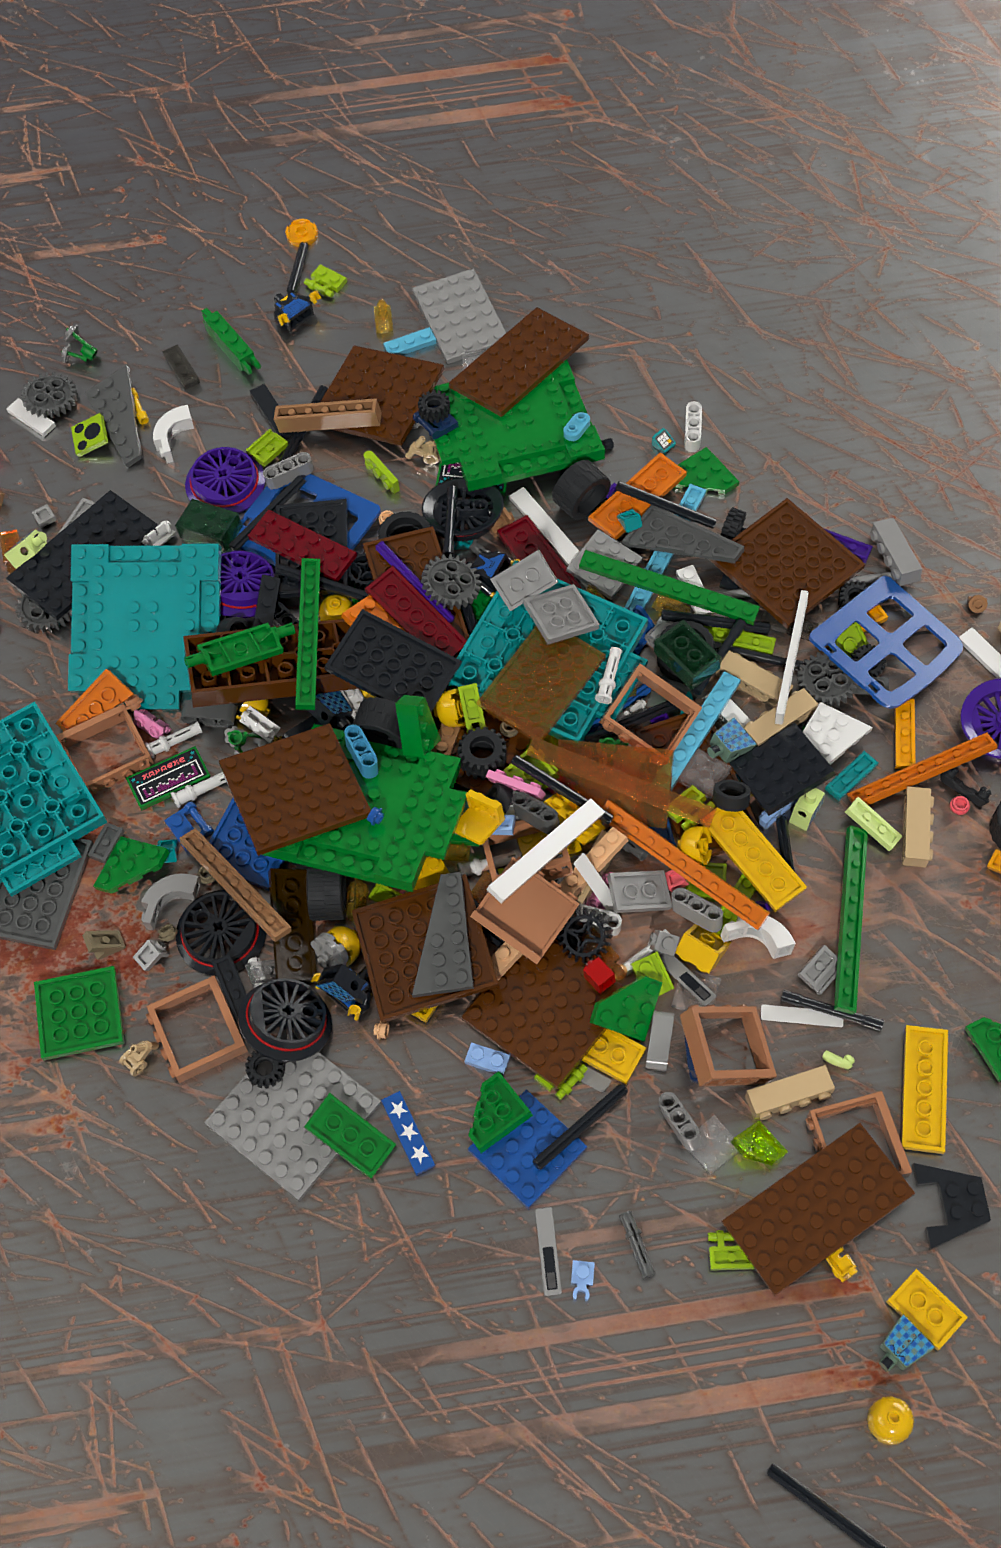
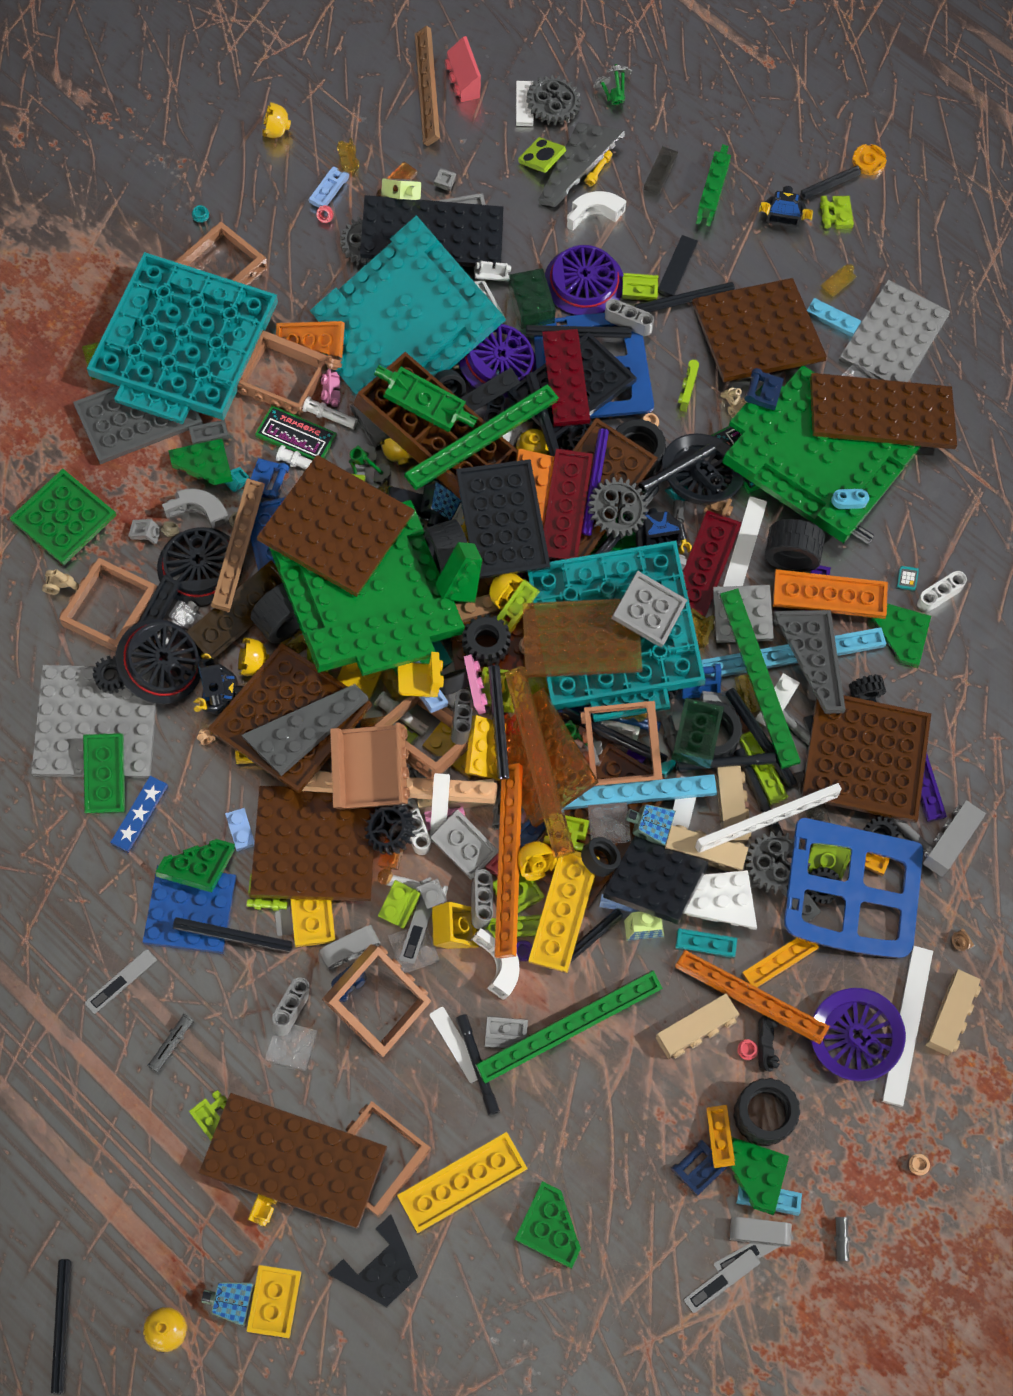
camera: 45 degrees right, 5 degrees up
(103, 942) = (128, 491): dark tan slope -> none
(259, 724) = (386, 463): white hinge -> none
(327, 415) = (700, 307): medium nougat brick -> none
(328, 951) = (235, 654): light grey plate -> none
(361, 751) = (403, 556): dark azure beam -> none
(375, 816) = (356, 598): blue plate -> none
(434, 399) = (772, 369): black tyre -> none
(524, 580) = (655, 559): light grey plate -> none
(545, 851) = (425, 744): white tile -> none
(582, 1276) = (117, 1019): light blue plate -> none
(599, 975) = (362, 861): red brick -> none
(607, 683) = (616, 687): white pin -> none
(629, 1008) = (354, 904): green plate -> none
(630, 520) = (798, 603): teal slope -> none
(665, 504) = (838, 621): black axle -> none
(759, 1145) = (316, 1081): clear neon green plate -> none
(790, 1092) = (378, 1076): tan brick -> none
(838, 1061) = (434, 1094): yellowish green arm -> none
(873, 824) = (670, 988): yellowish green plate -> none

